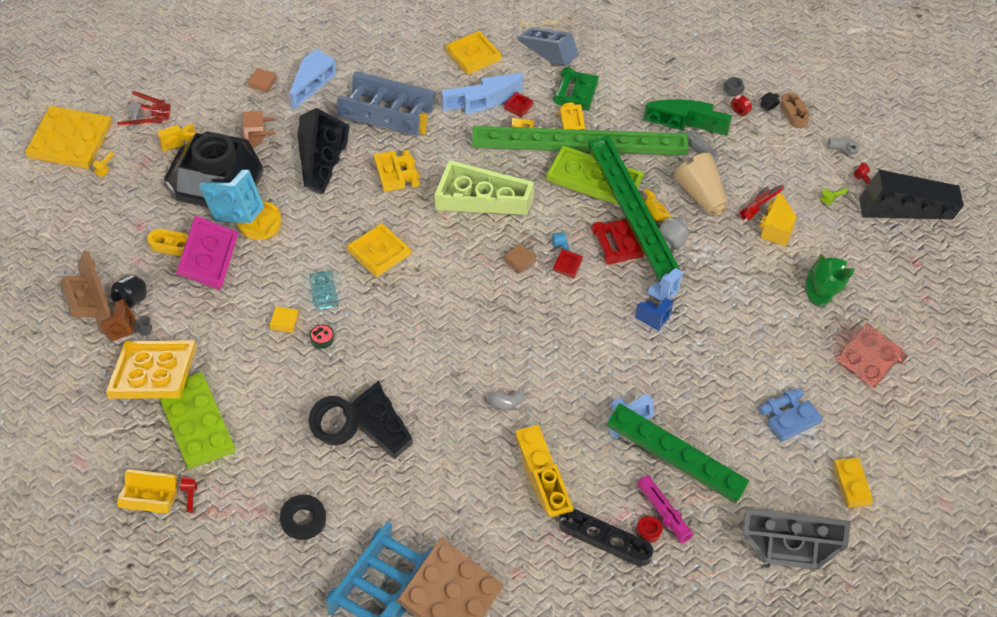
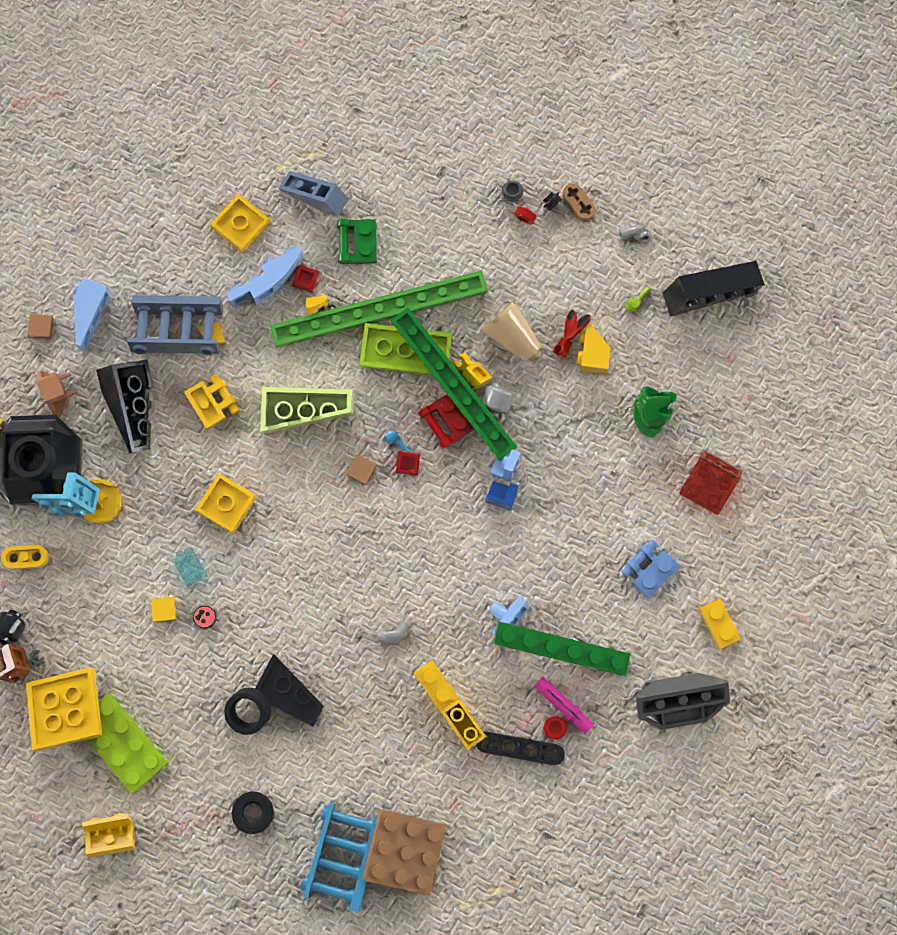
camera: 15 degrees left, 25 degrees up
(190, 486) = (142, 812): red hand -> none
(207, 252) = (65, 561): dark pink plate -> none
(571, 116) = (363, 283): yellow bracket -> none
(679, 113) = (466, 245): green slope -> none
(700, 144) = (498, 278): light grey axle -> none
(862, 171) = (658, 264): red hand -> none

